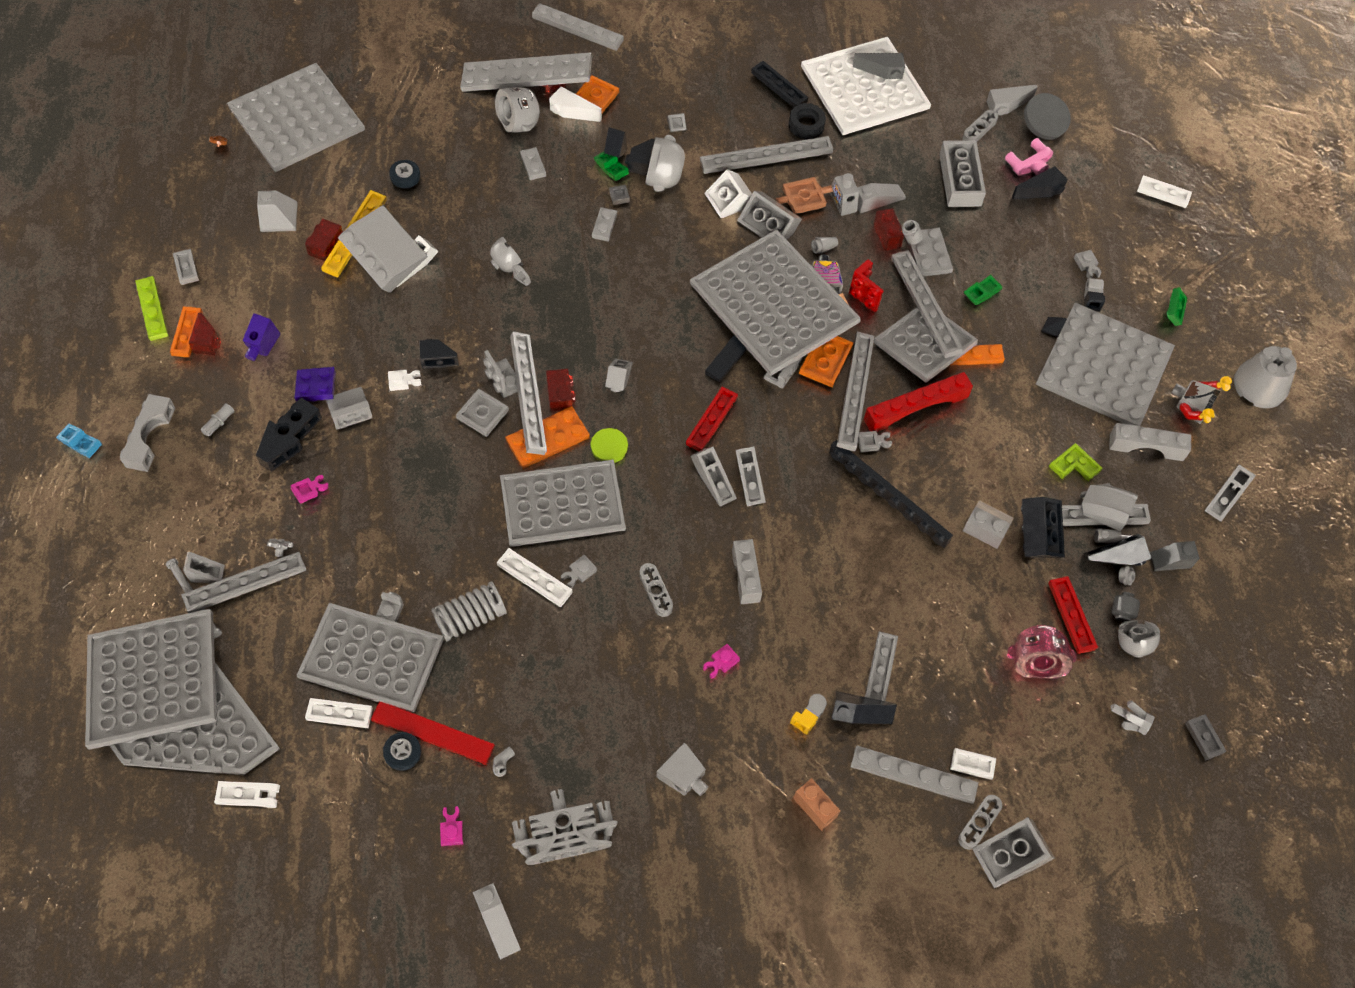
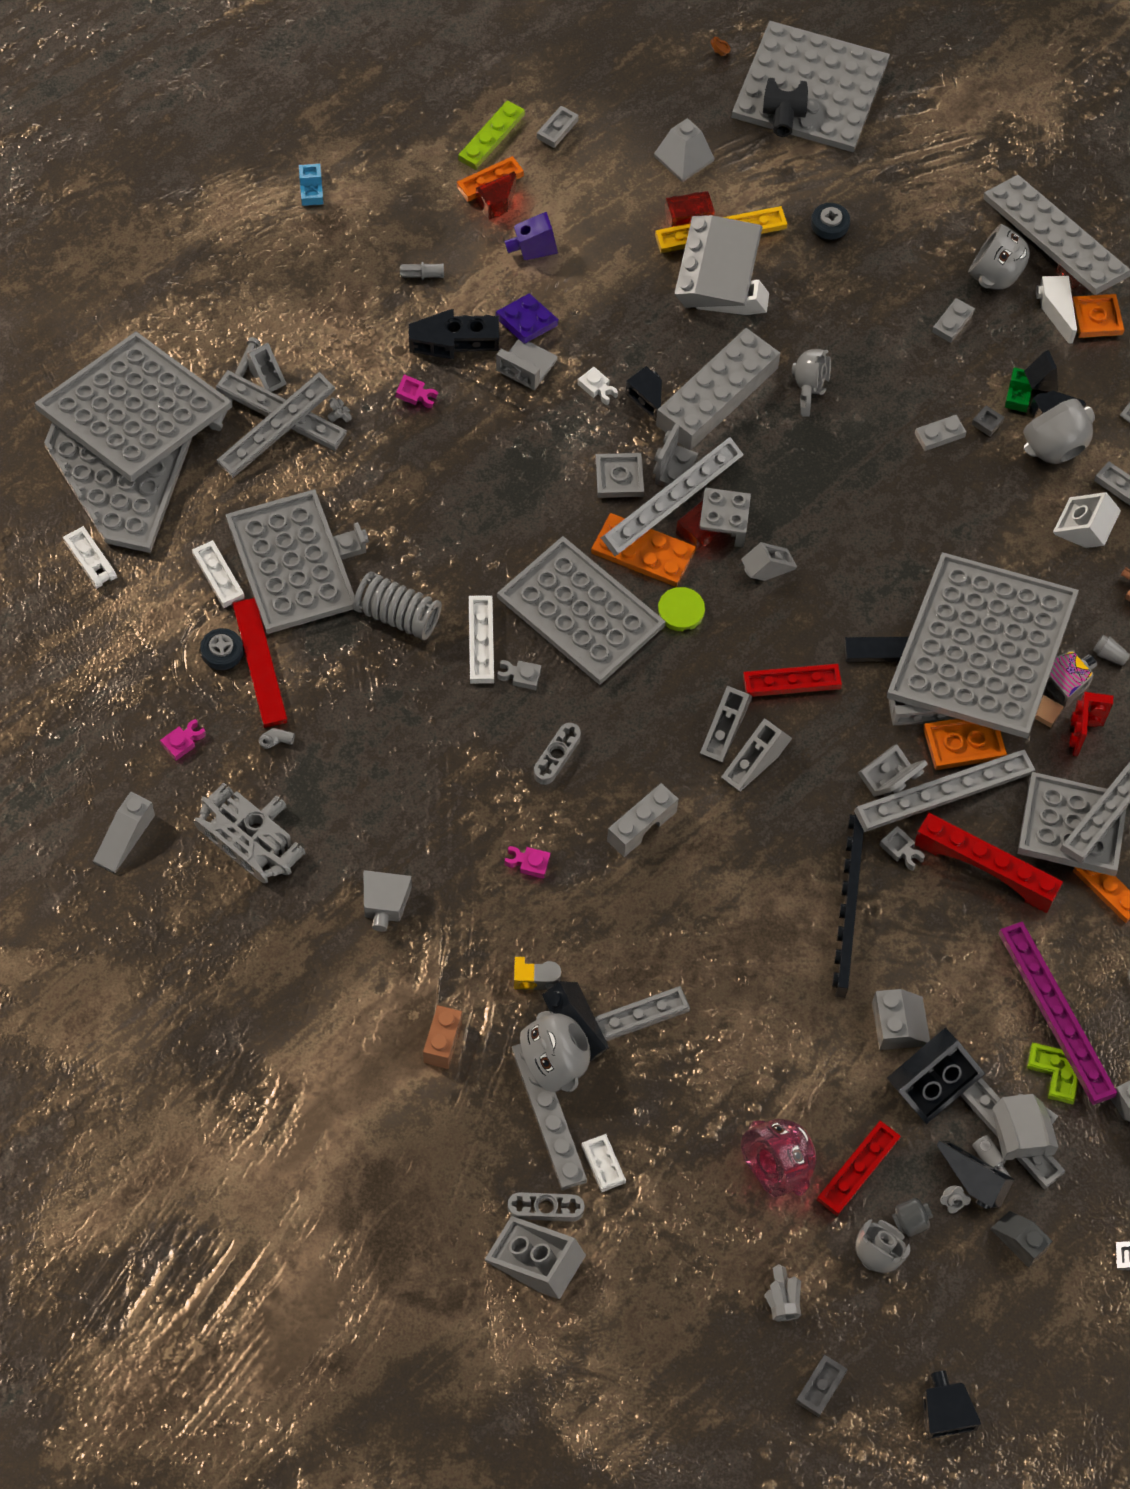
camera: 55 degrees right, 0 degrees up
(155, 412) = (385, 218): light grey arch -> none
(255, 593) = (275, 425): none -> light grey tile
(301, 135) = (785, 105): none -> black connector
(470, 314) = (718, 388): none -> light grey brick
(567, 371) = (726, 513): none -> light grey bracket
(766, 215) = (1096, 574): light grey slope -> none
(822, 411) = (890, 772): none -> light grey bracket
(881, 737) = (555, 1051): none -> light grey piece
(1043, 436) = (1058, 1013): none -> magenta plate
(1262, 675) = (948, 1408): none -> black torso

